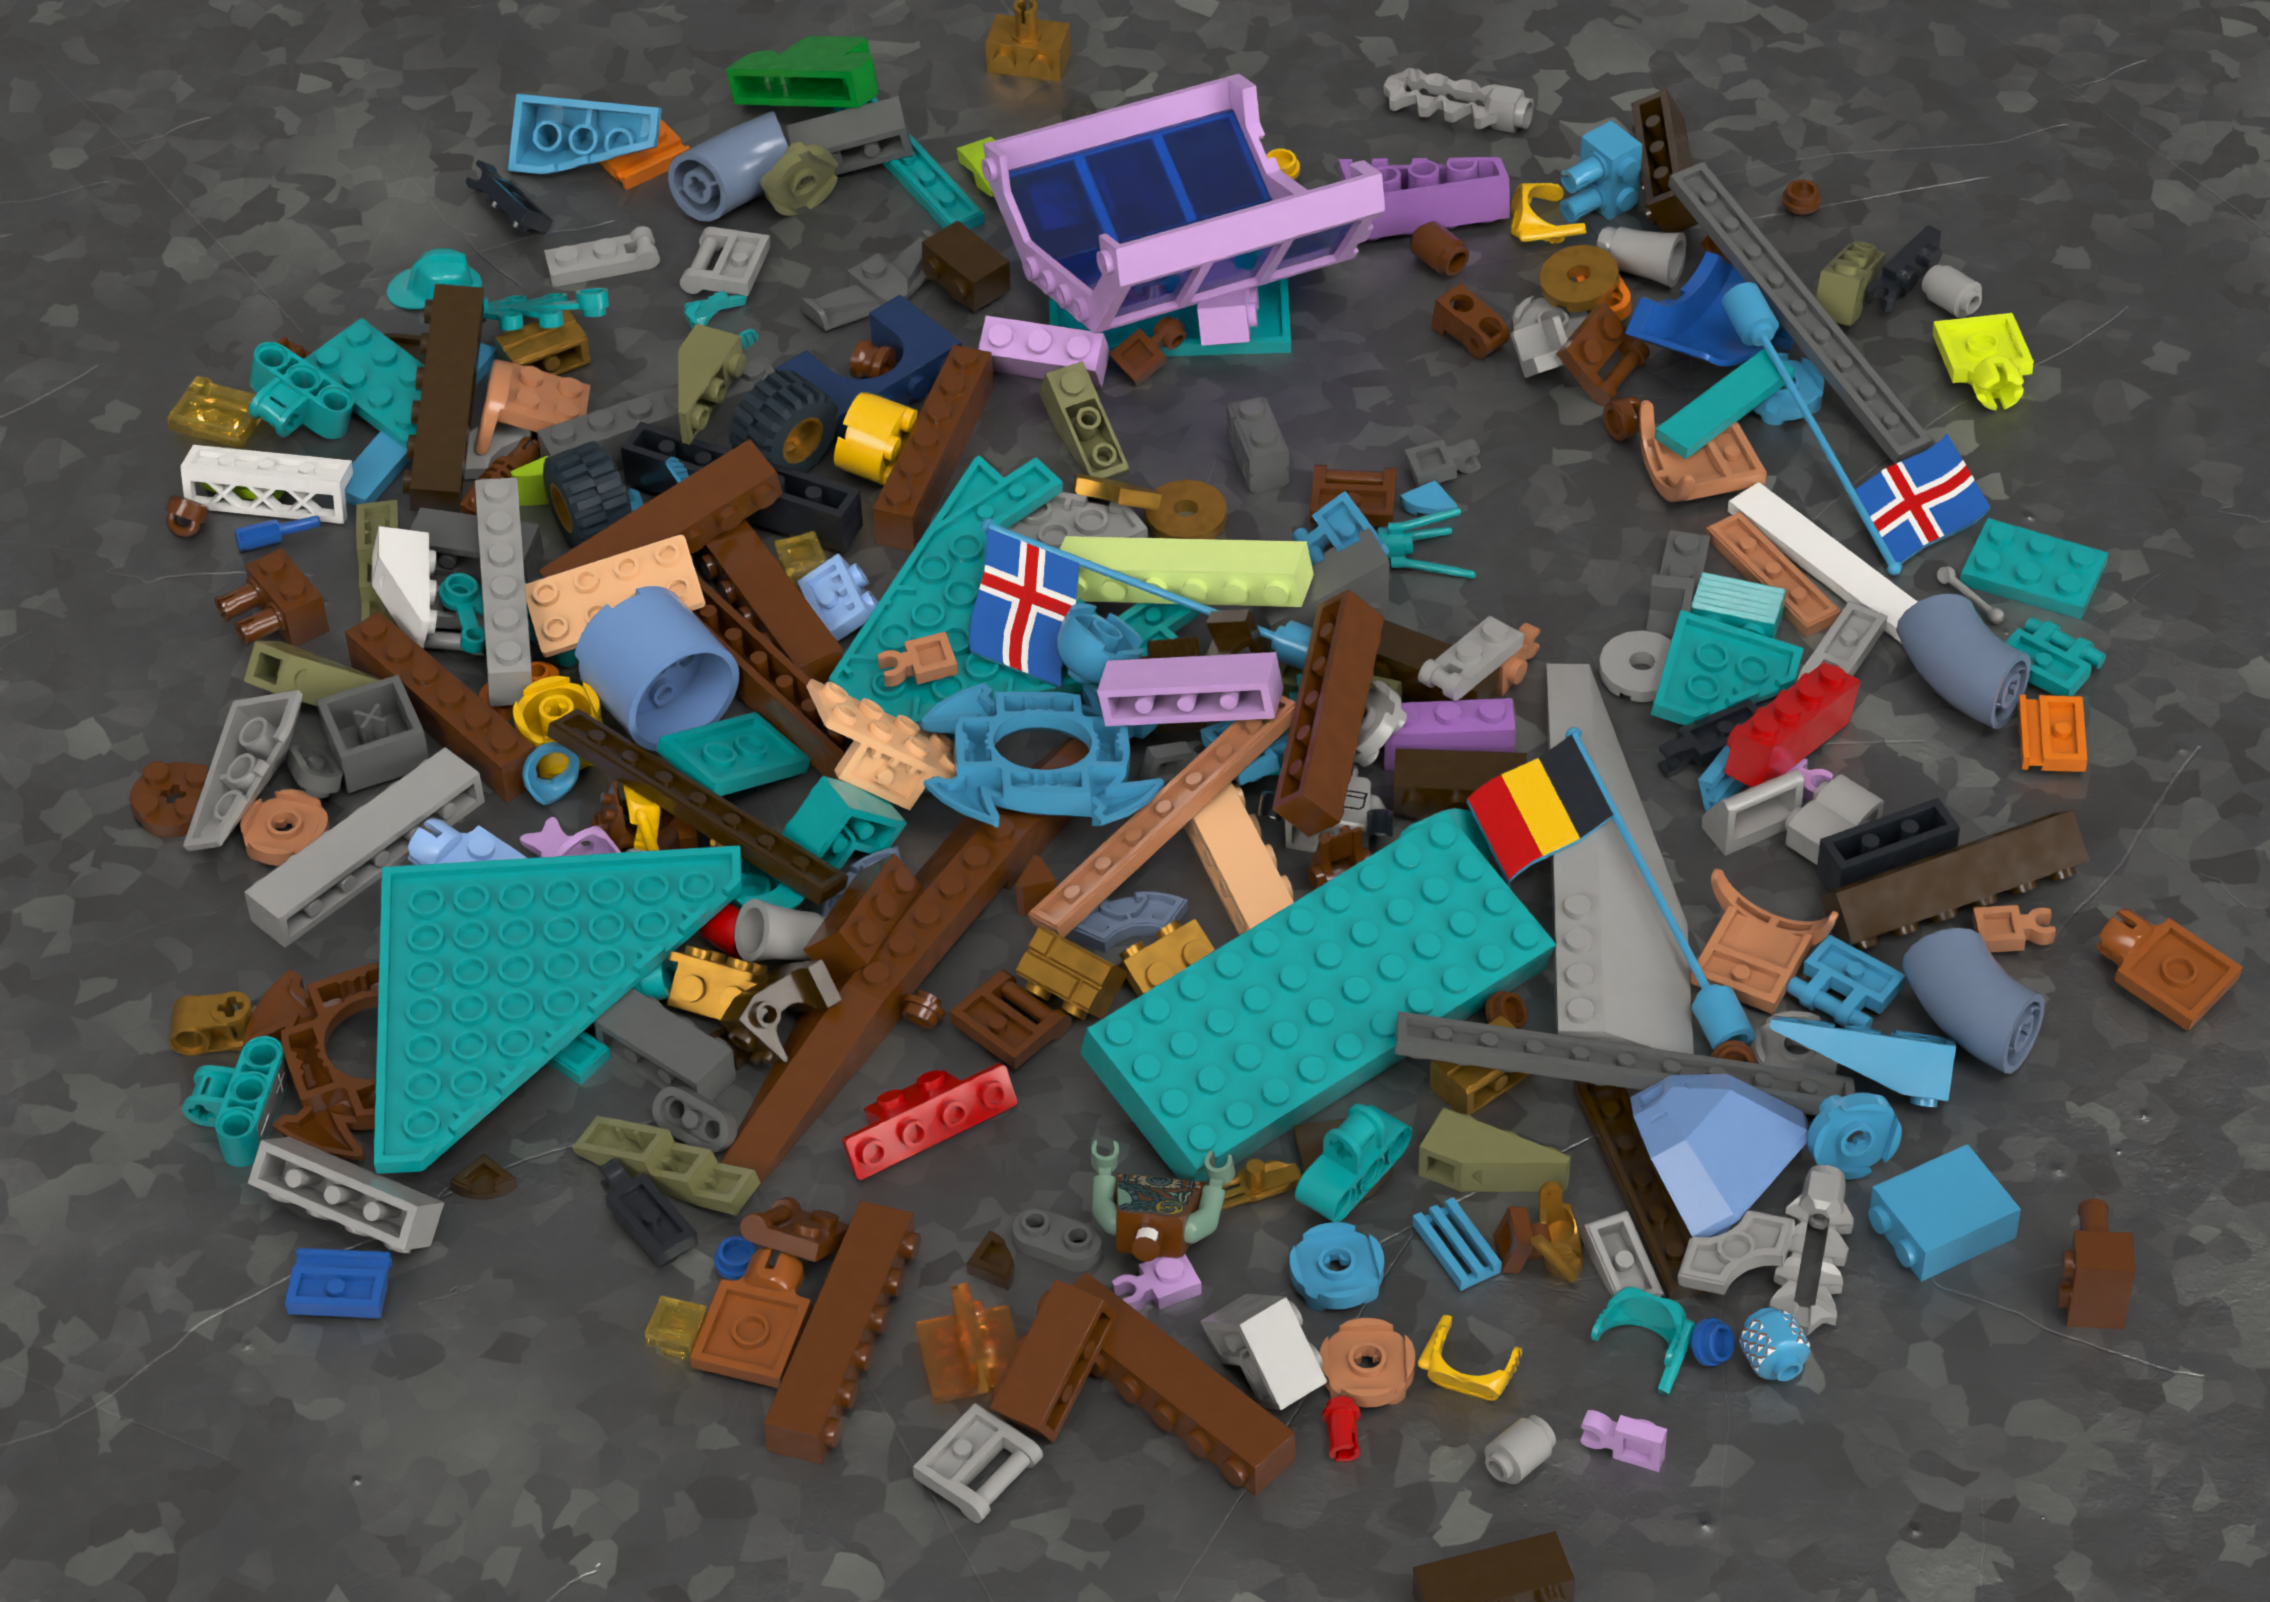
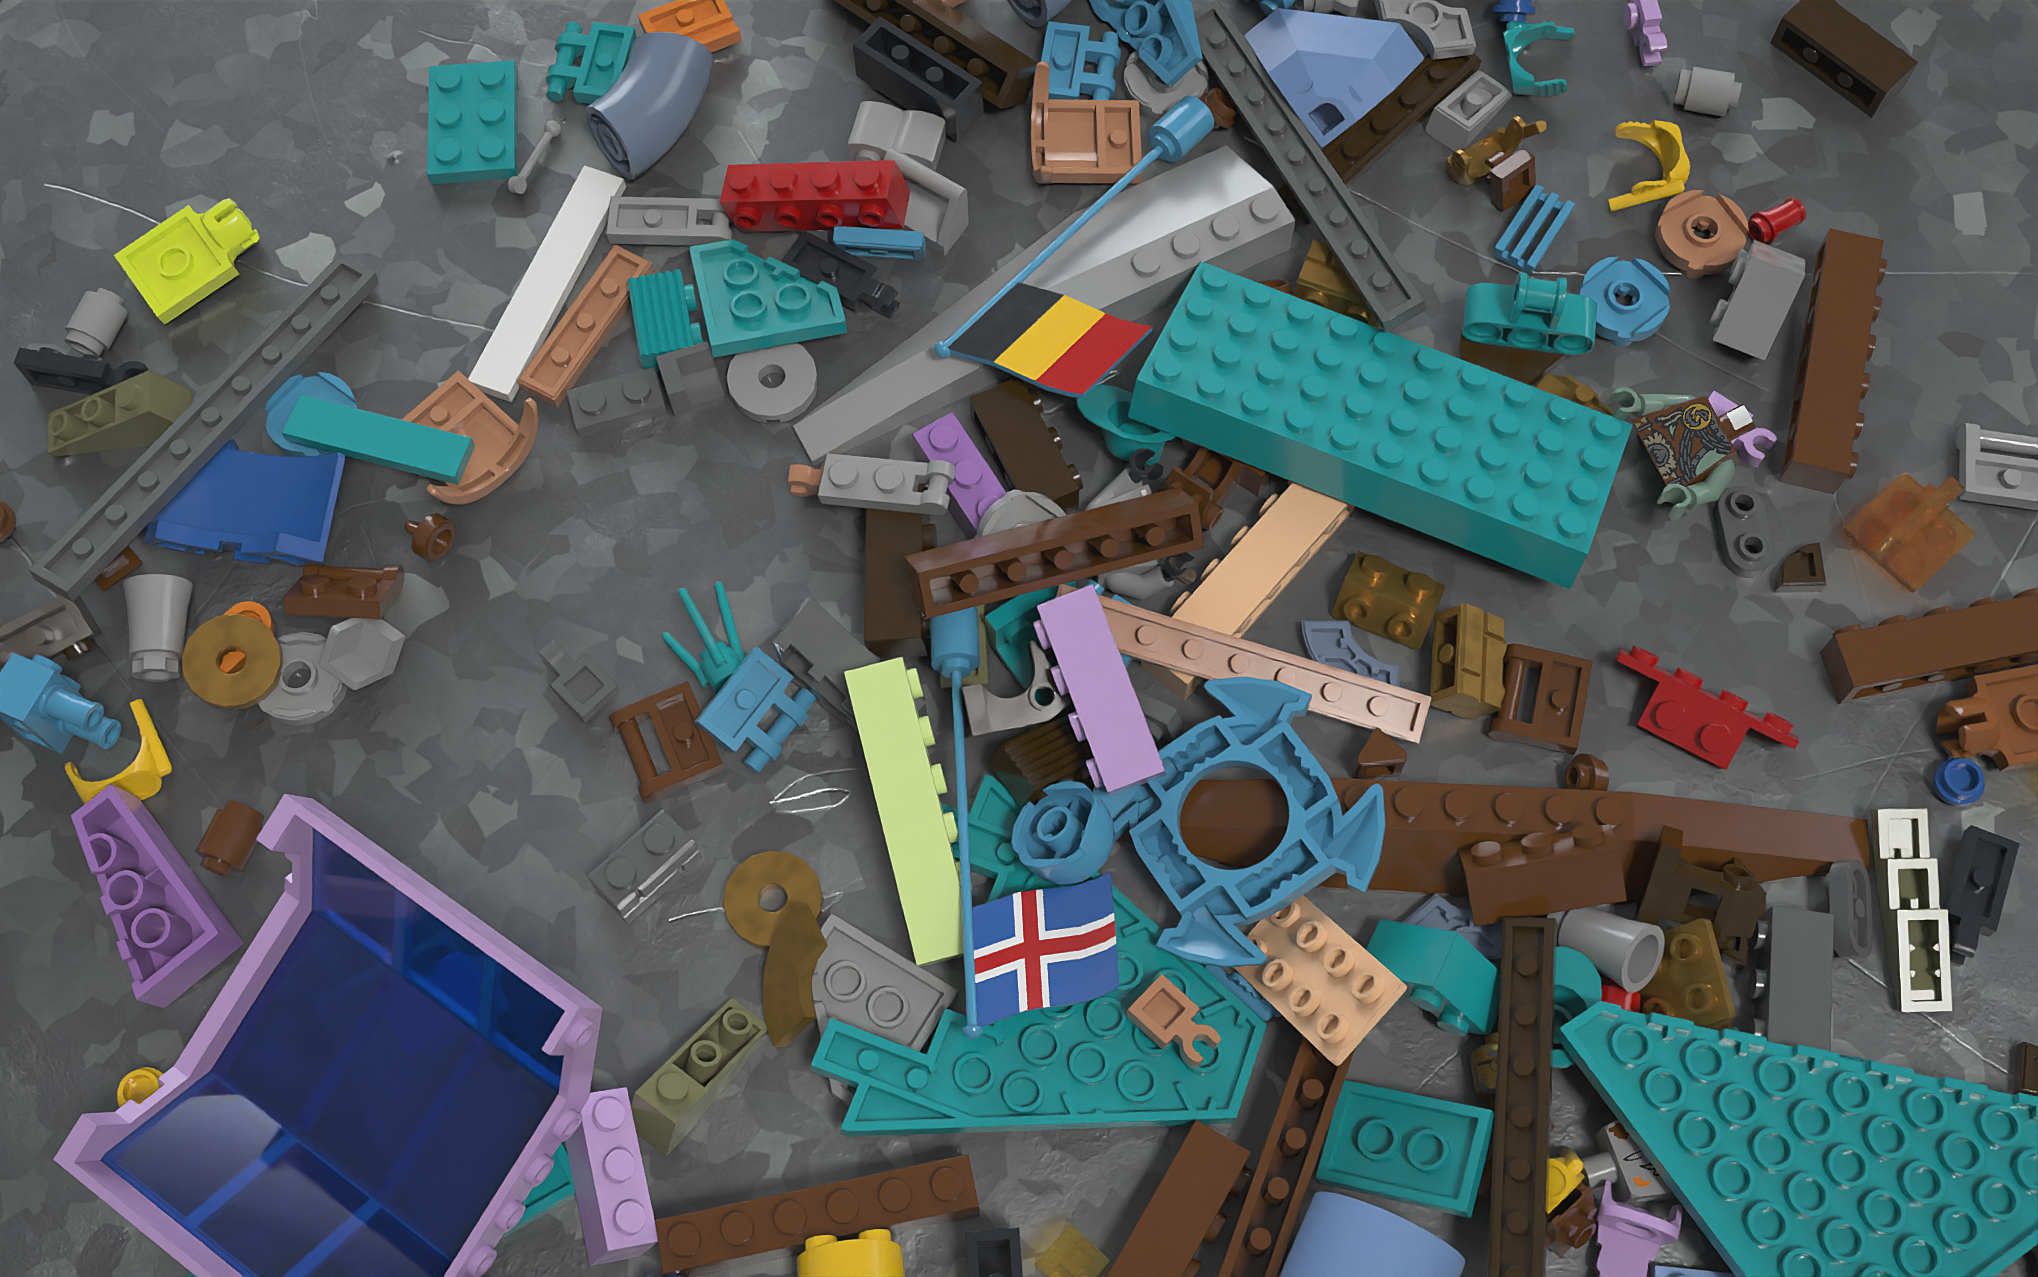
camera: 120 degrees left, 20 degrees up
(802, 1232) = (1912, 715): reddish brown plate -> none
(839, 595) = (1103, 1185): light blue bracket -> none
(1053, 1360) = (1901, 433): reddish brown brick -> none
(1427, 499) = (636, 669): dark azure tile -> none
(1469, 321) = (343, 750): reddish brown leg -> none
(1487, 1159) = (1445, 240): olive slope -> none
(1902, 504) = (410, 238): flag -> none

